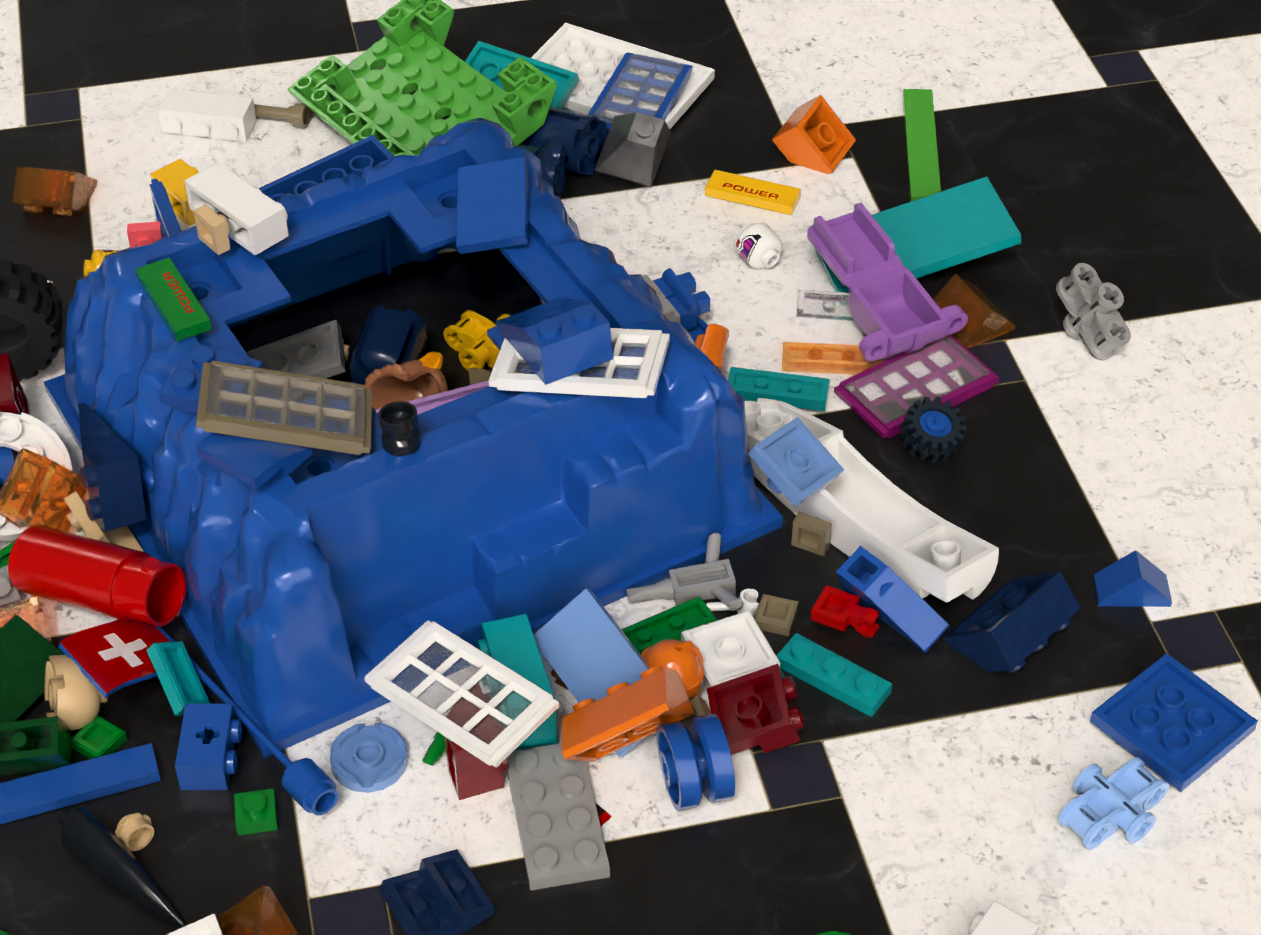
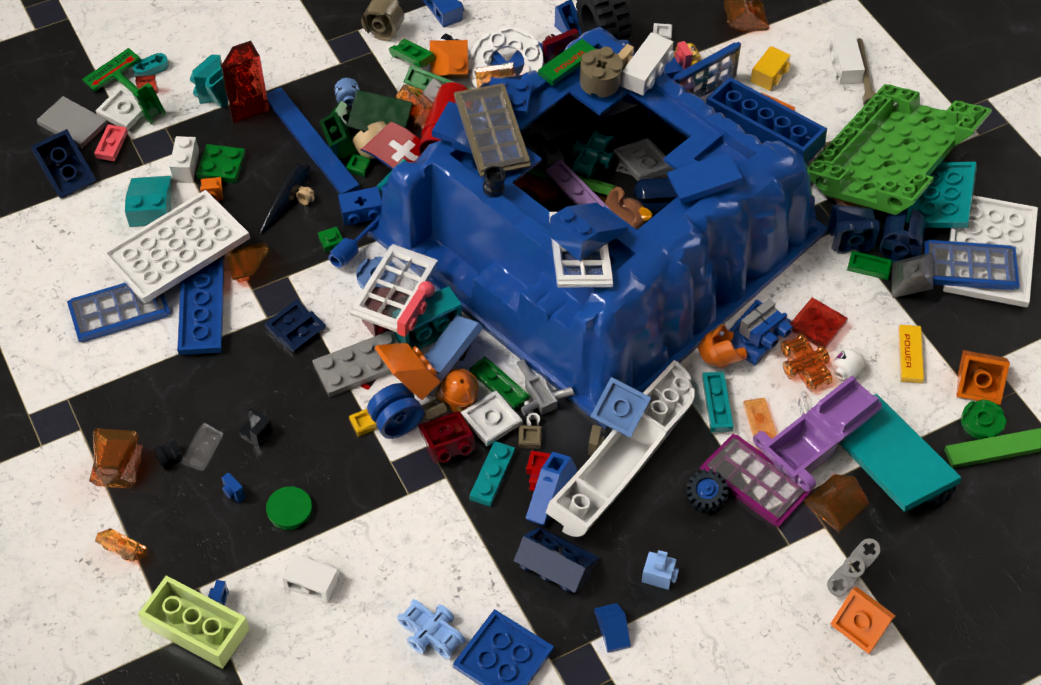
camera: 75 degrees right, 10 degrees up
(229, 257) = (601, 72): none -> dark tan brick
(525, 662) = (415, 307): none -> coral plate
(590, 192) = (869, 265): none -> green tile
(676, 251) = (818, 323): none -> clear red plate
(682, 831) = (362, 423): none -> yellow tile
(744, 285) = (806, 362): none -> clear orange axle
(875, 159) = (983, 419): none -> green tile
(1054, 510) = (660, 570): none -> light blue brick
(1170, 325) = (862, 620): none -> orange tile

